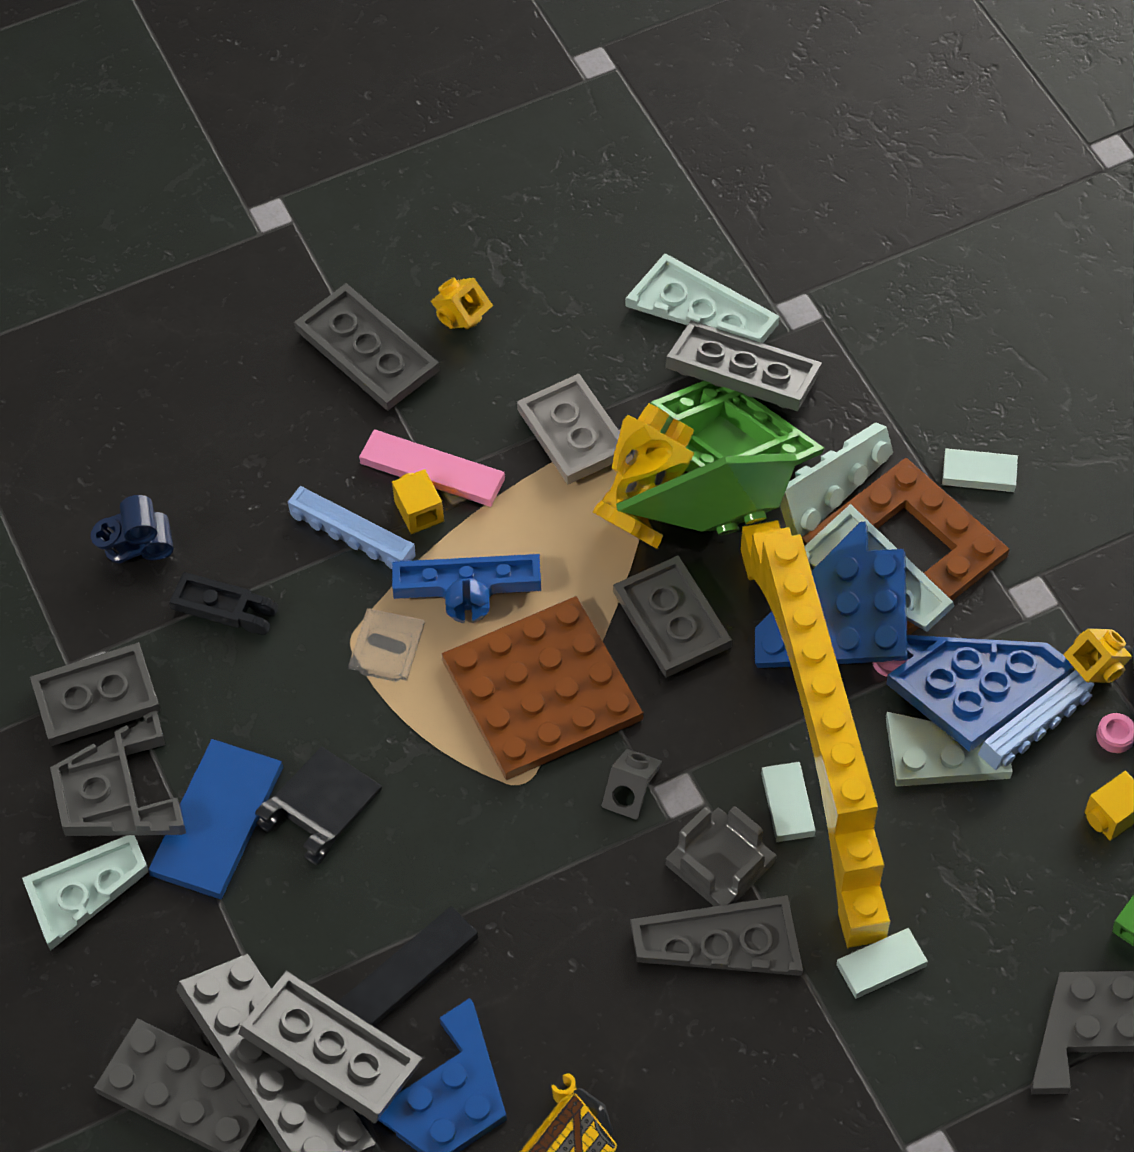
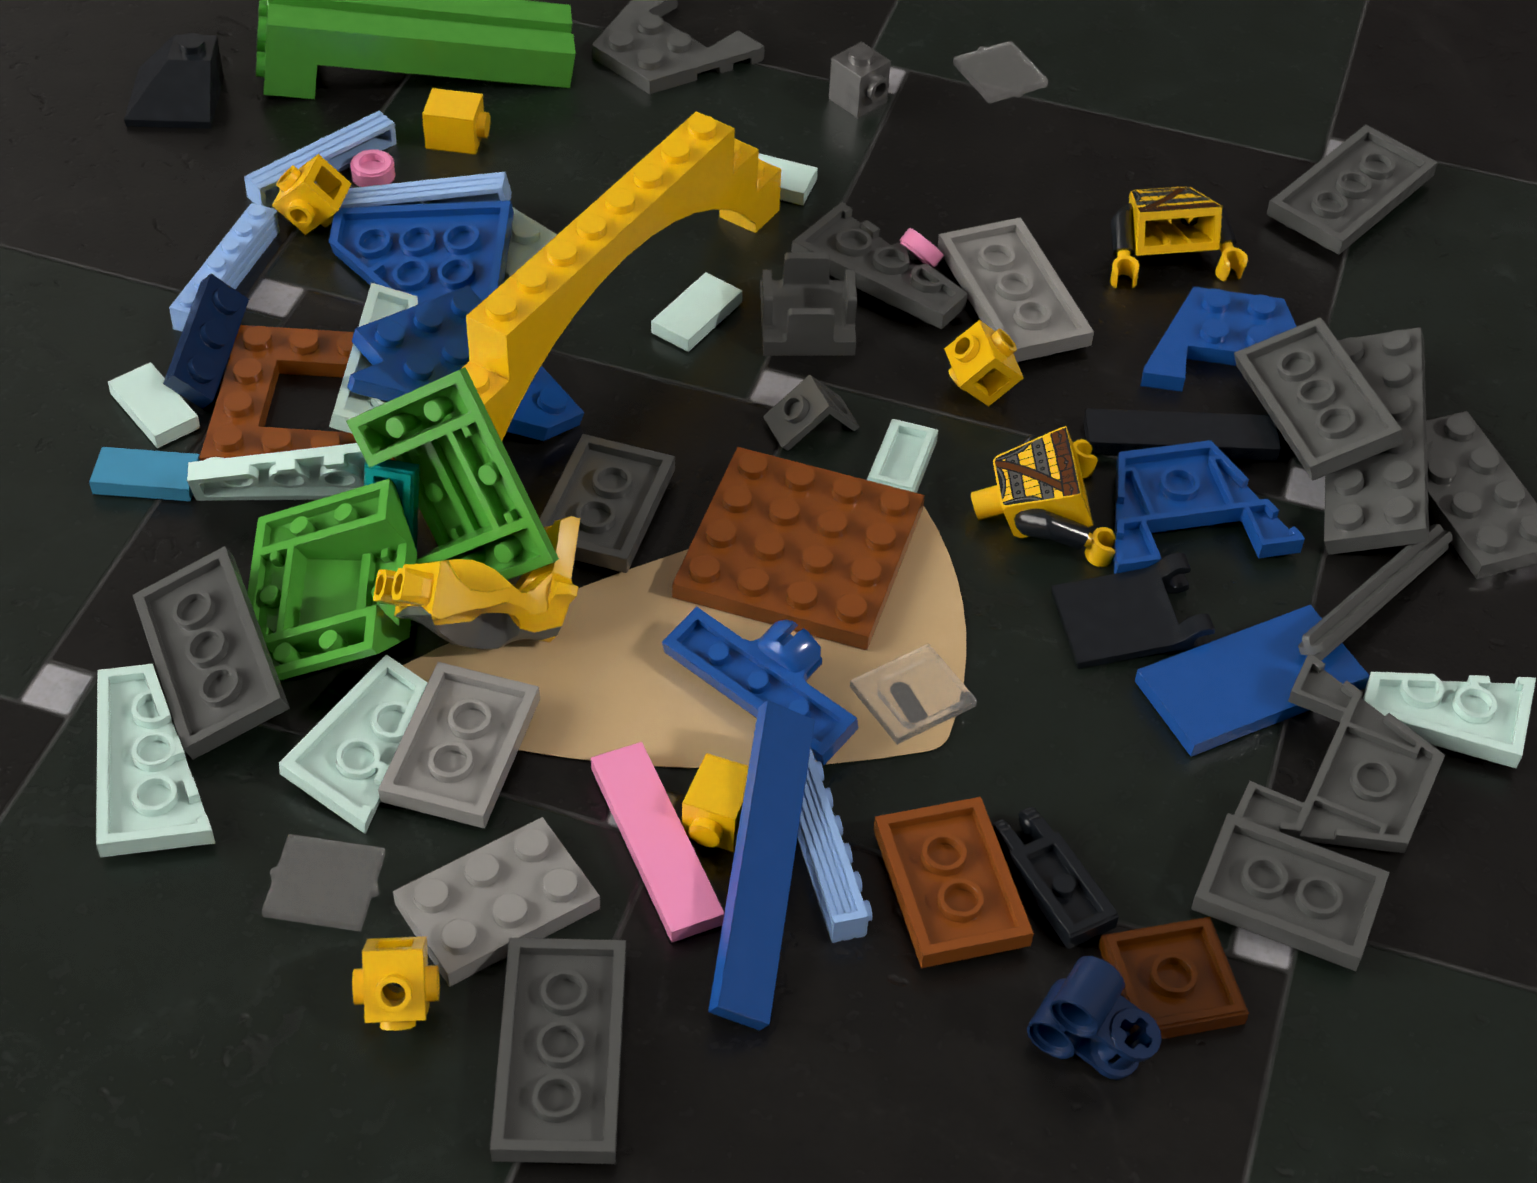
camera: 140 degrees left, 10 degrees down
(121, 606) = (1177, 976): none -> reddish brown tile
(184, 929) = (1374, 594): none -> dark grey axle
(269, 559) = (952, 882): none -> dark orange plate
(362, 482) = (762, 867): none -> blue tile
(362, 919) = (1187, 489): none -> blue wing
(436, 828) = (1045, 494): none -> torso
(471, 385) = (499, 892): none -> light grey plate
(549, 798) = (904, 455): none -> light aqua tile
(558, 333) = (324, 882): none -> clear piece
(566, 898) = (984, 362): none -> yellow brick
(615, 381) = (355, 743): none -> light aqua wing
(618, 998) = (1015, 288): none -> light grey plate
(708, 975) = (921, 248): none -> bright pink tile
(923, 431) = (142, 474): none -> dark azure tile
(924, 1105) = (859, 79): none -> flat silver brick
(1004, 517) = (206, 341): none -> dark blue plate
(1075, 576) = (231, 258): none -> light blue piece

